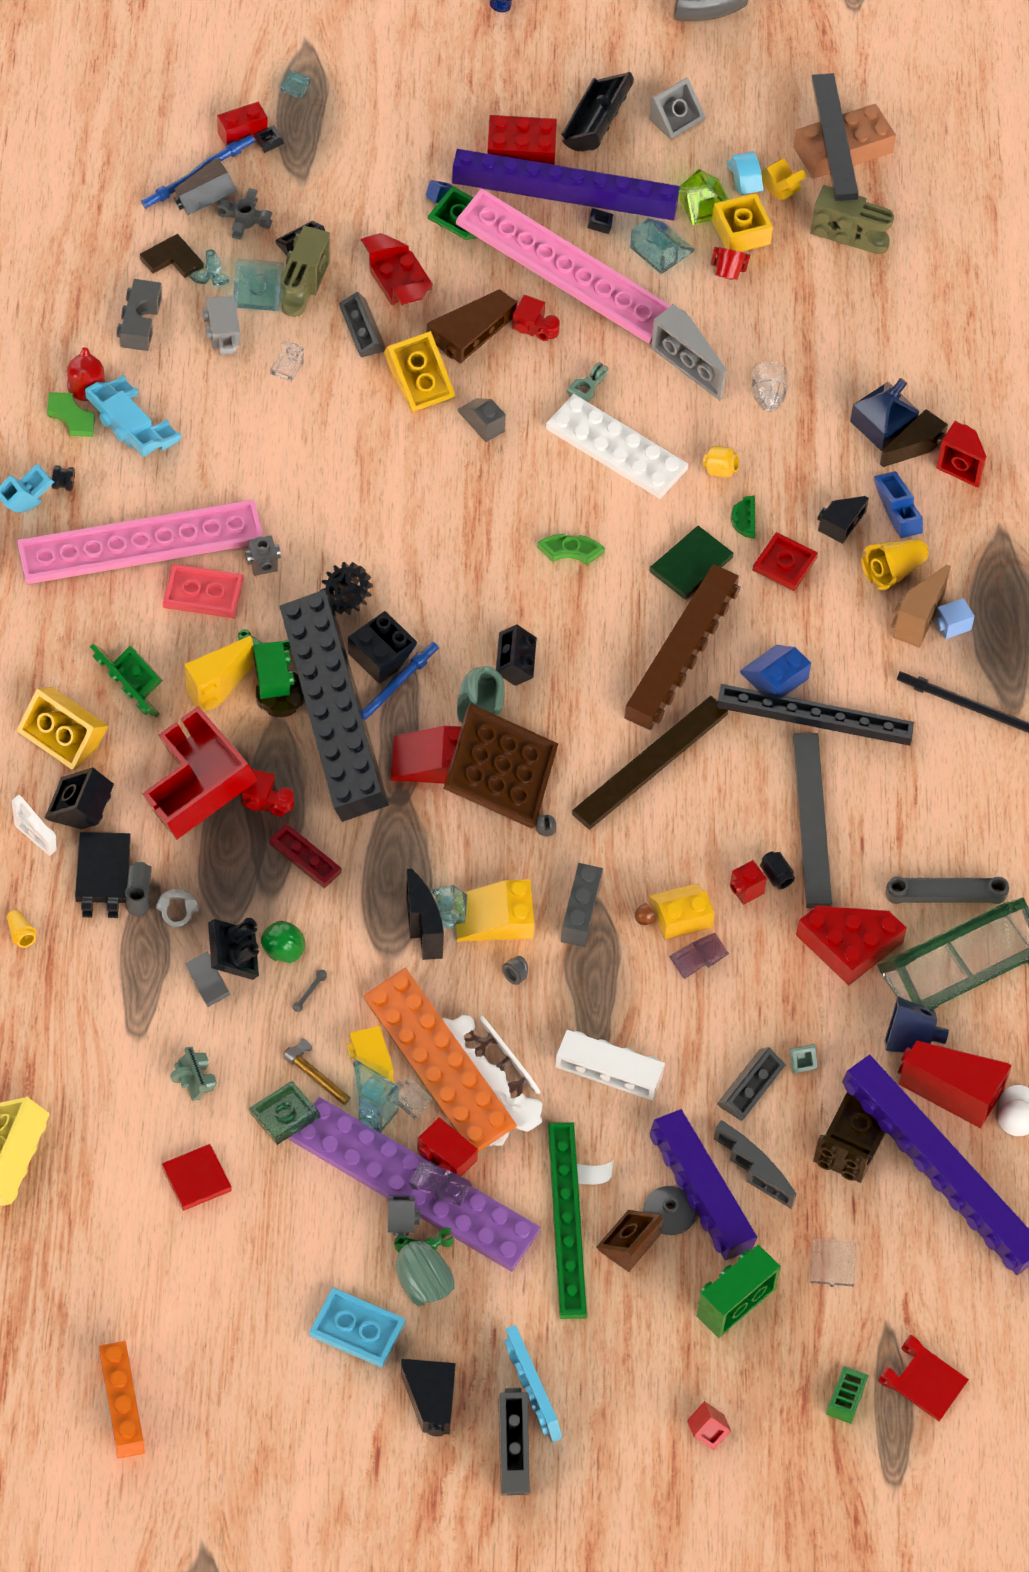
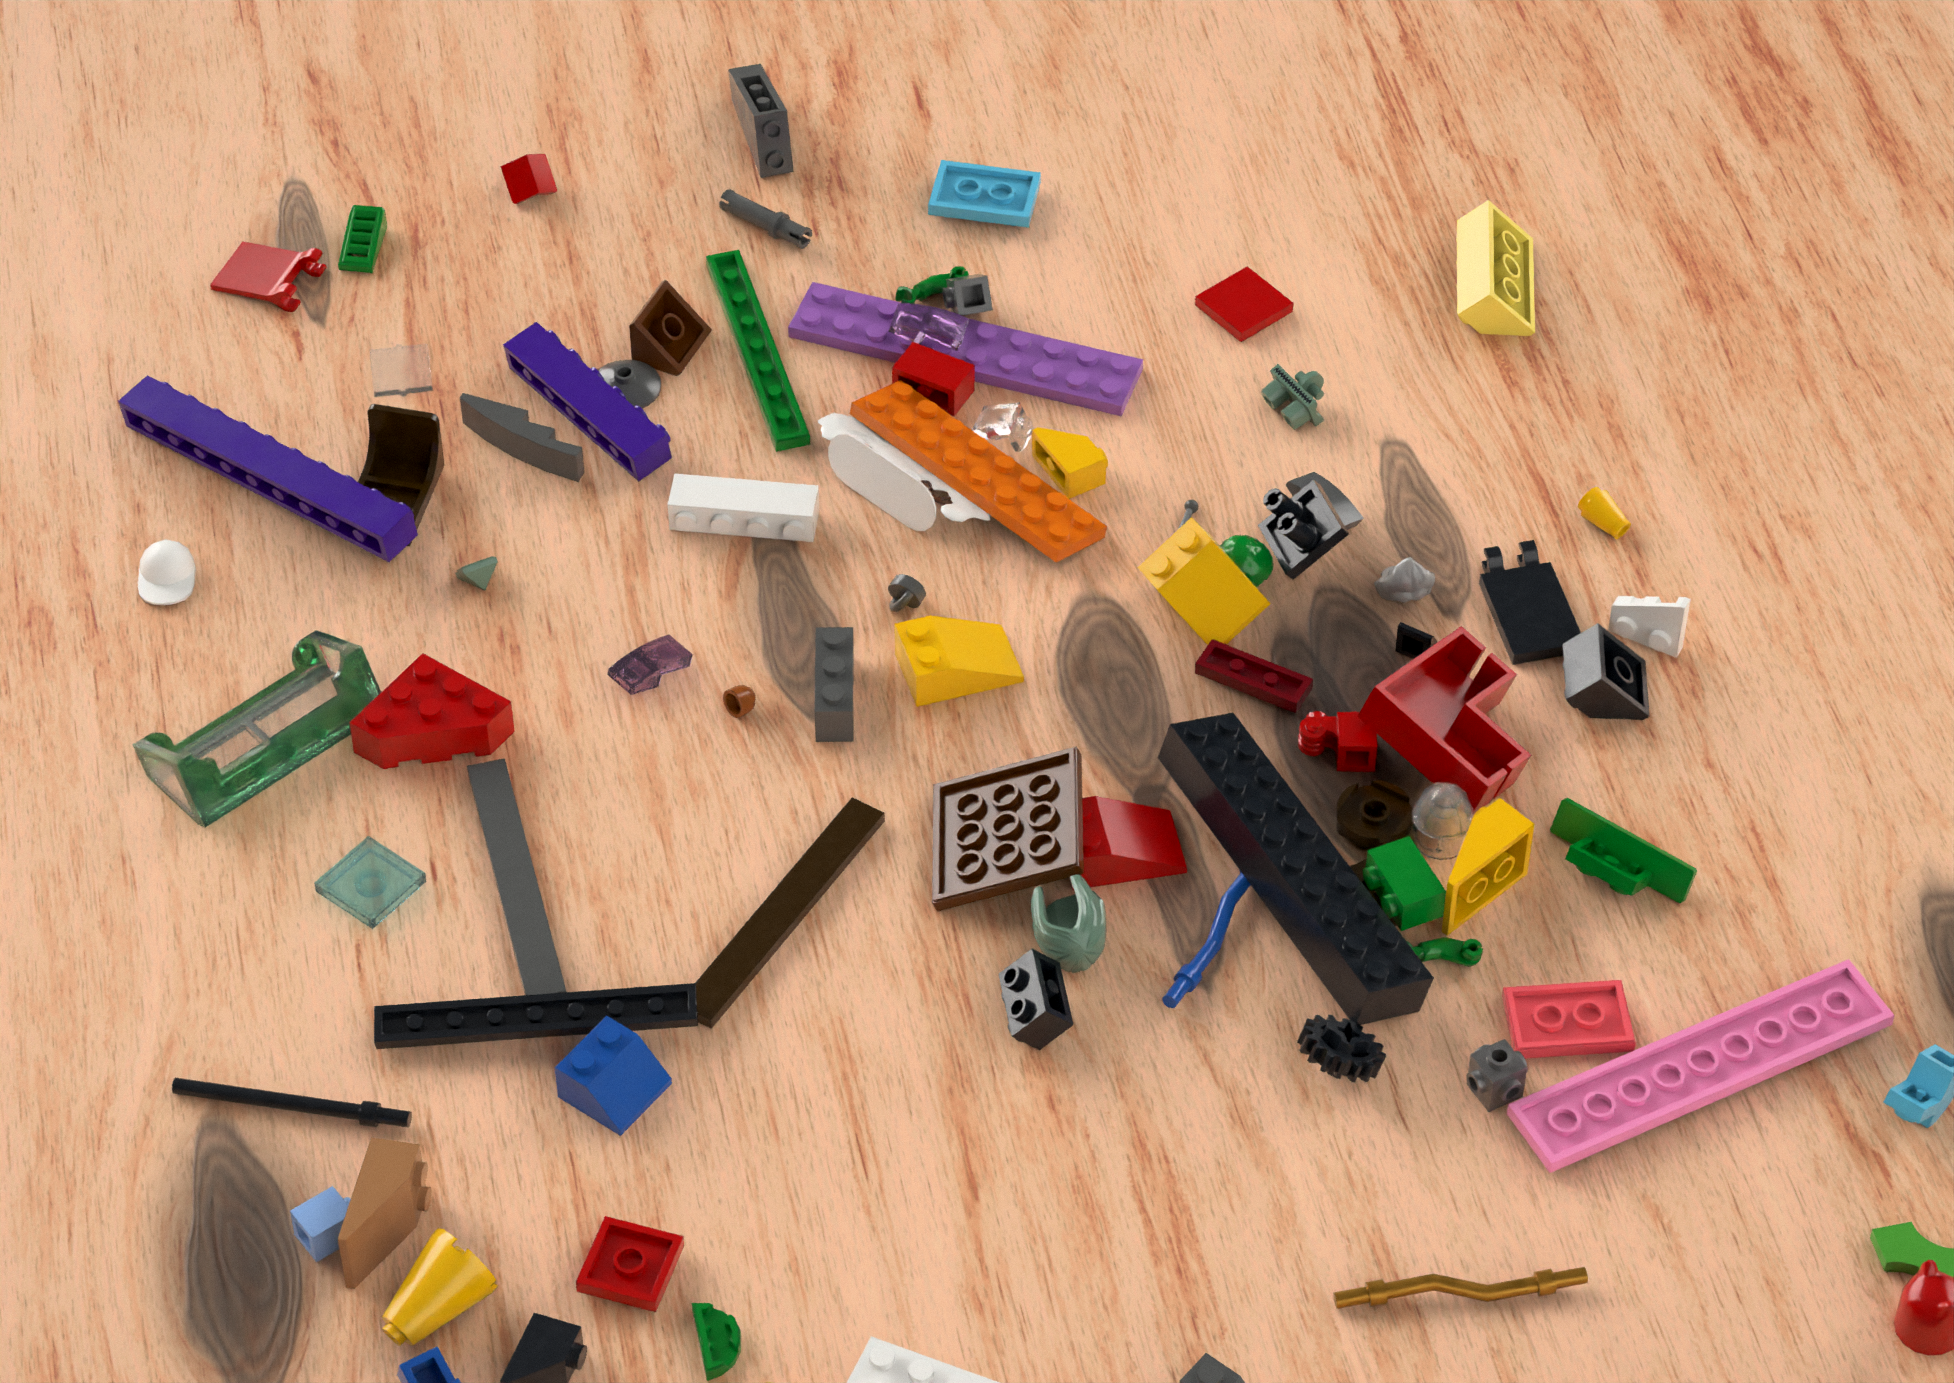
camera: 170 degrees right, 10 degrees down
(61, 727) = (1678, 770): yellow slope -> none
(63, 478) = (1876, 1135): black wheel -> none
(121, 1399) = (1254, 96): orange arch -> none
(126, 419) = (1826, 1251): medium azure bracket -> none
(138, 888) = (1468, 586): dark grey piece -> none
(188, 858) = (1412, 641): none -> black slope
(229, 717) = (1442, 814): none -> clear helmet
(265, 753) = (1371, 832): none -> dark brown plate
(284, 1112) = (1159, 377): clear green tile -> none
(293, 1056) = (1173, 447): pearl gold piece -> none
(318, 919) = (1203, 584): none -> yellow slope
(374, 1096) = (1049, 391): clear light blue slope -> none
(376, 459) = (1542, 1282): none -> pearl gold bar
(381, 646) = (1256, 965): black slope -> none
(423, 1273) = (917, 237): sand green hair -> none
(424, 917) = (1054, 610): black slope -> none
(430, 1392) = (876, 148): black slope -> none
(451, 905) = (1024, 645): clear light blue brick -> none
(530, 1381) = (750, 157): medium azure plate -> none
(533, 1342) = (775, 223): none -> dark grey pin
(540, 825) = (910, 793): dark grey hinge -> none
(573, 547) = (1000, 1220): bright green tile -> none
(594, 1174) = (734, 402): white sticker -> none
(682, 647) = (771, 1085): reddish brown brick -> none
(682, 911) = (688, 711): yellow slope -> none
(689, 561) = (790, 1236): dark green tile -> none
(737, 1290) = (517, 286): green brick -> none
(748, 882) = (597, 759): red brick -> none
(751, 1083) = (546, 536): dark grey slope -> none
(777, 870) = (556, 790): black brick -> none
(903, 838) = (370, 882): none -> clear light blue tile
(912, 1024) = (335, 610): dark blue torso -> none
(947, 890) = (294, 817): dark grey piece -> none
(954, 1080) = (257, 559): red slope -> none

